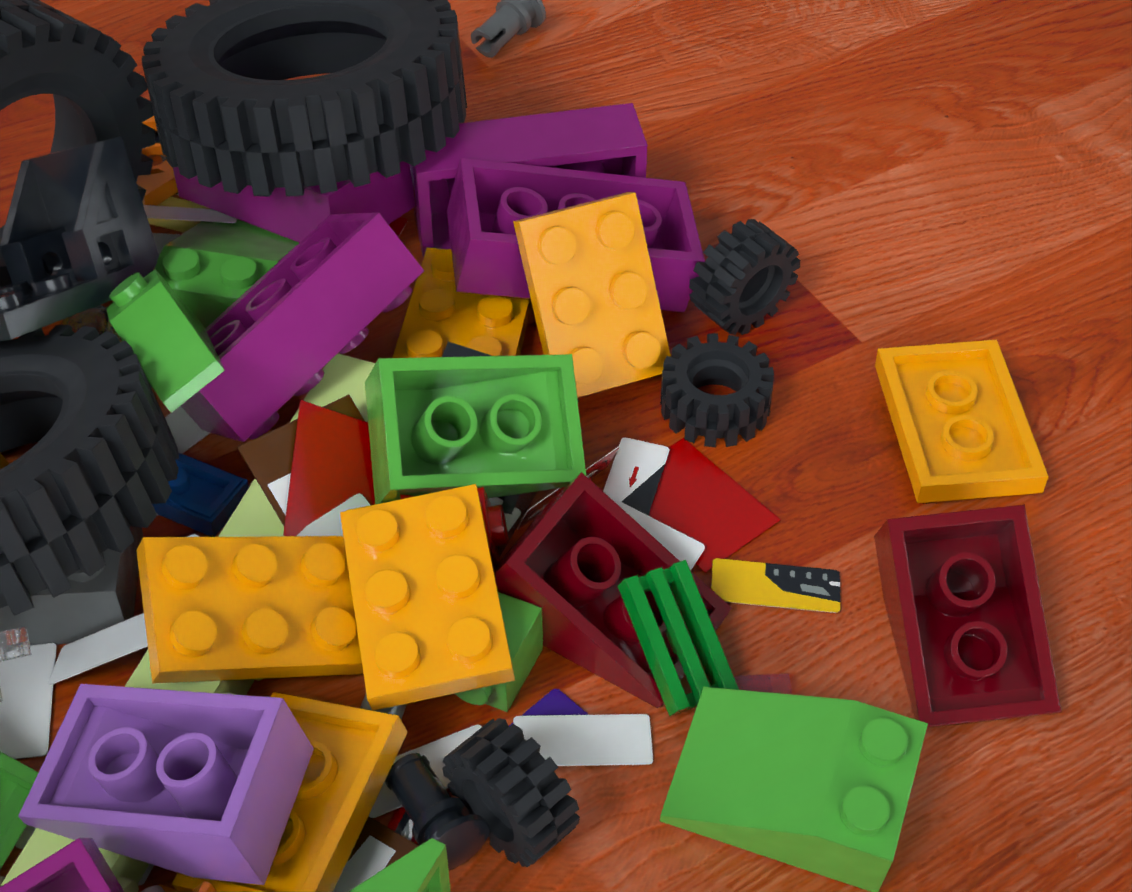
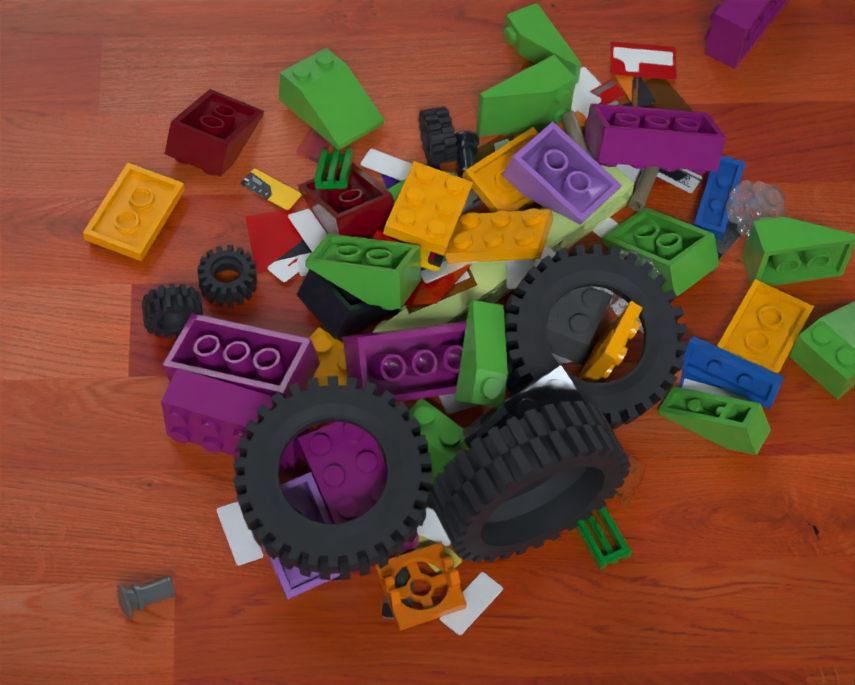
camera: 155 degrees left, 10 degrees up
(595, 291) = (251, 314): light orange plate -> none

